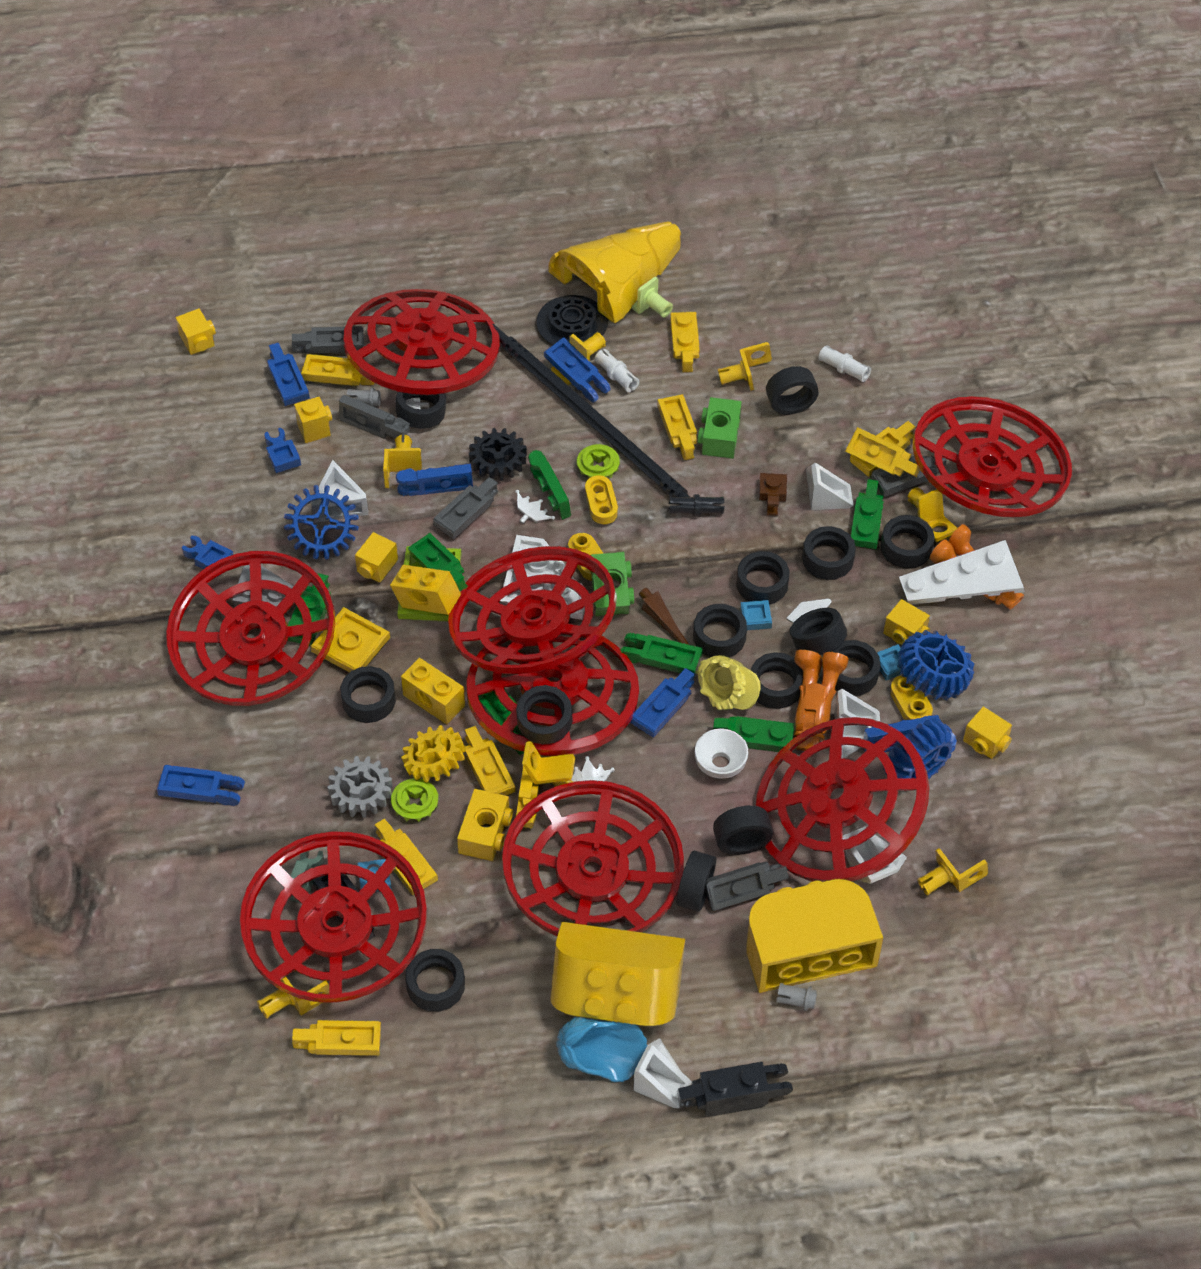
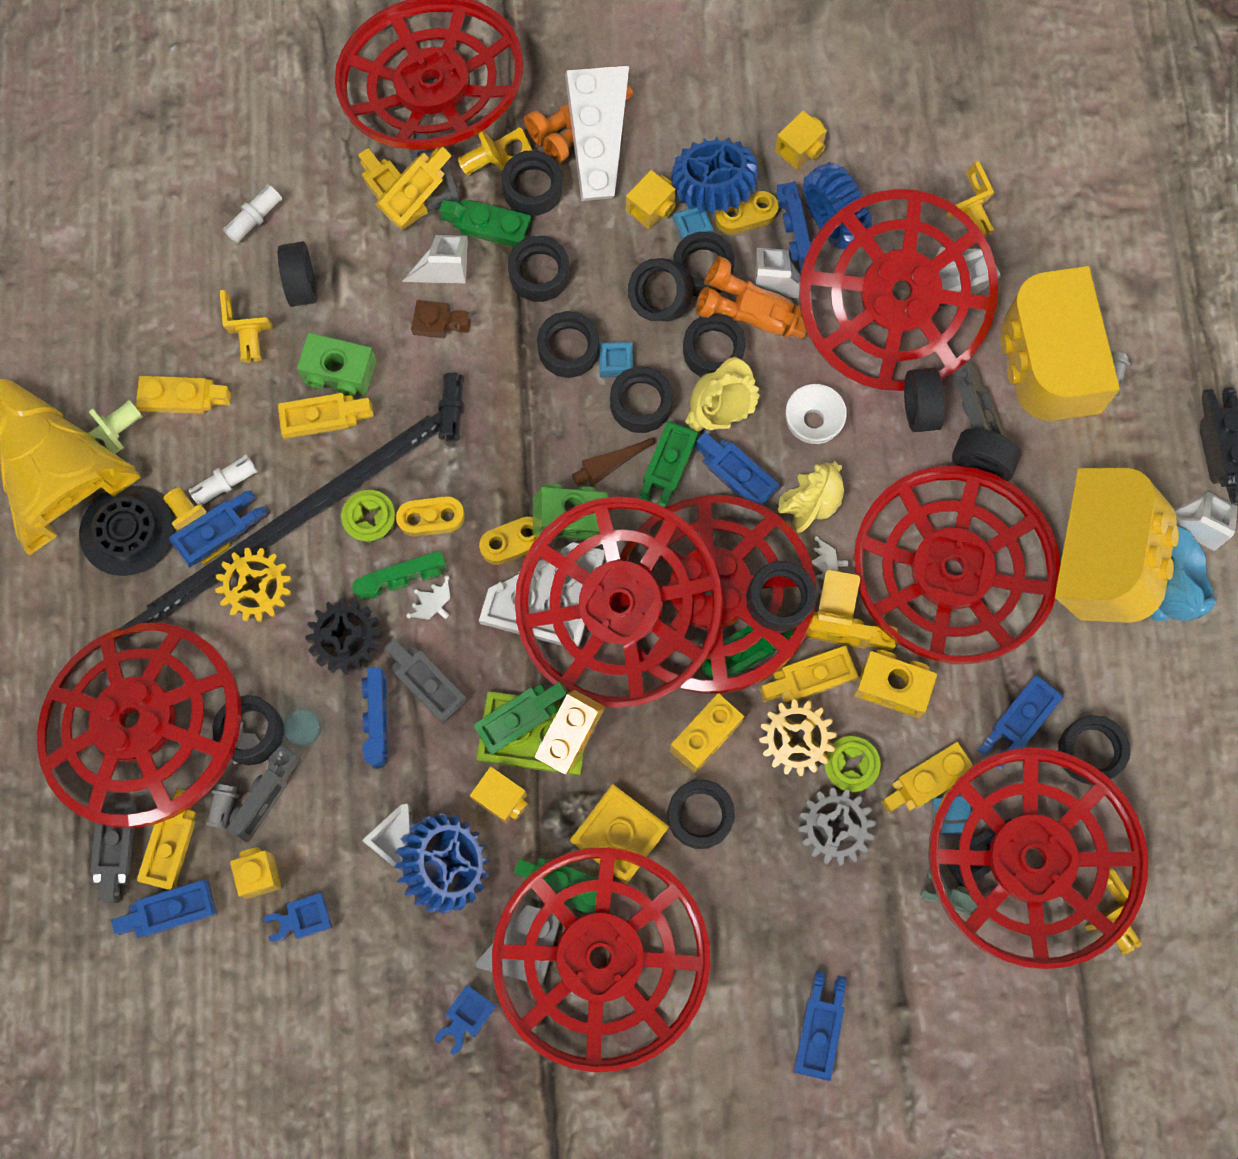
camera: 85 degrees left, 20 degrees up
(195, 331) = (67, 1039): yellow brick -> none
(339, 1038) = (1165, 860): yellow hinge -> none
(401, 458) = (334, 759): yellow bracket -> none
(427, 440) = (302, 728): none -> clear light blue tile
(461, 924) = (1023, 716): none -> blue hinge
(534, 390) = (239, 594): none -> yellow gear
(645, 754) = (815, 498): none -> light yellow hair
(758, 733) = (780, 376): green hinge -> none
(805, 607) = (613, 304): white sticker -> none

